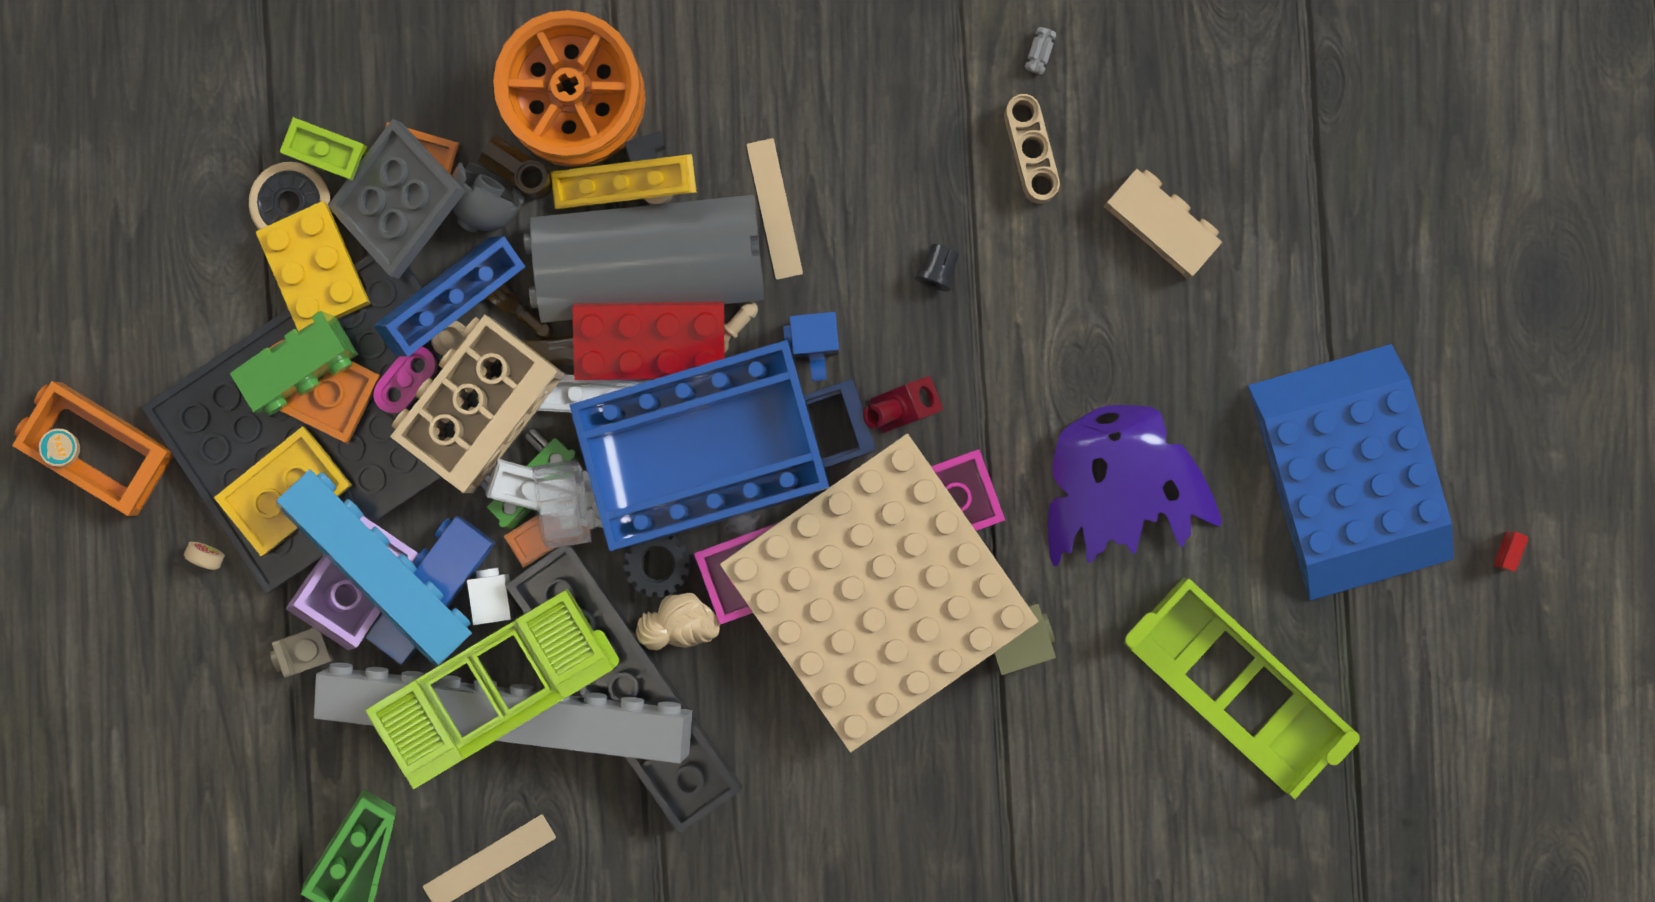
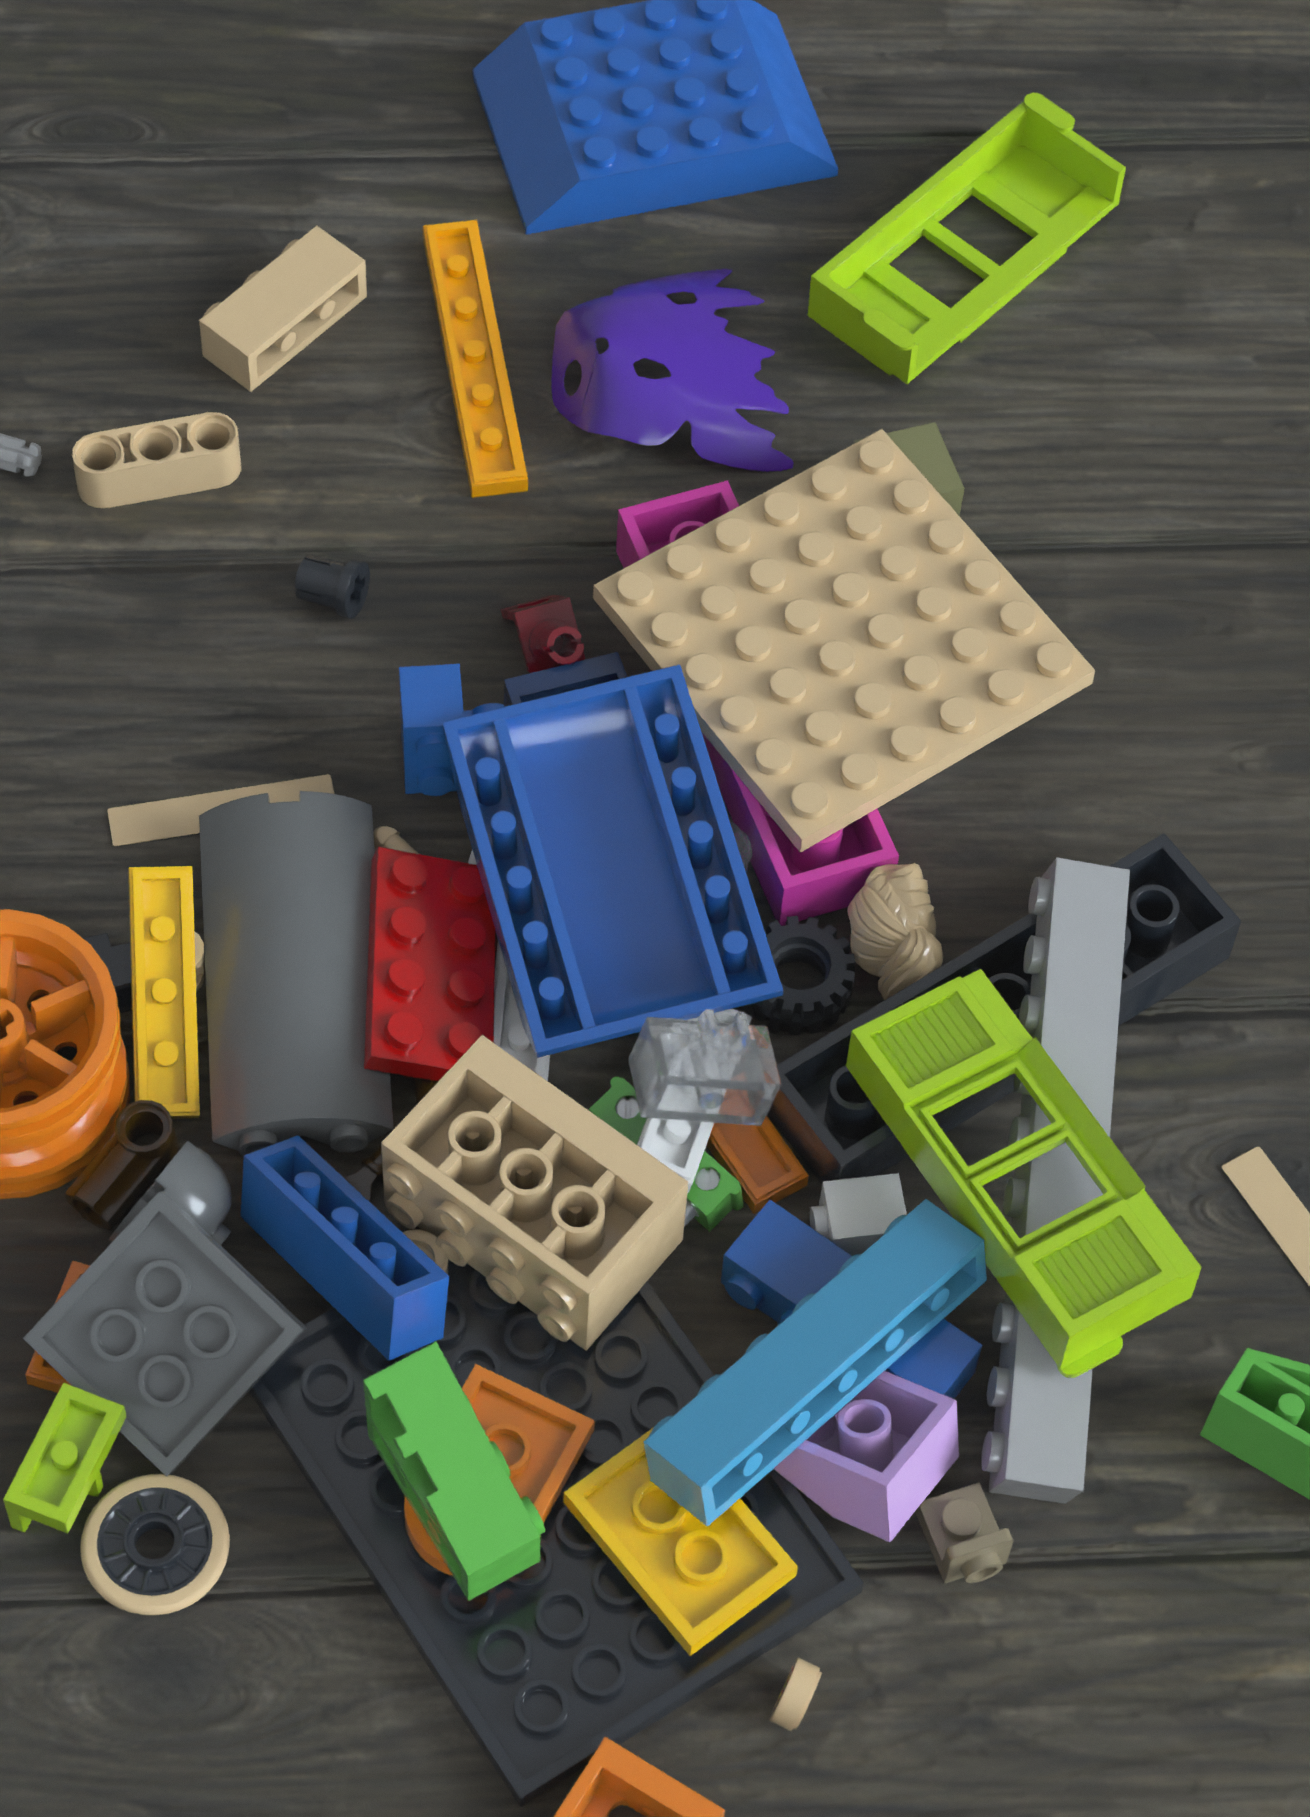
camera: 95 degrees left, 30 degrees down
(312, 265) = (277, 1487): yellow plate -> none
(404, 378) = (491, 1329): dark pink plate -> none
(1135, 353) = (475, 359): none -> light orange tile

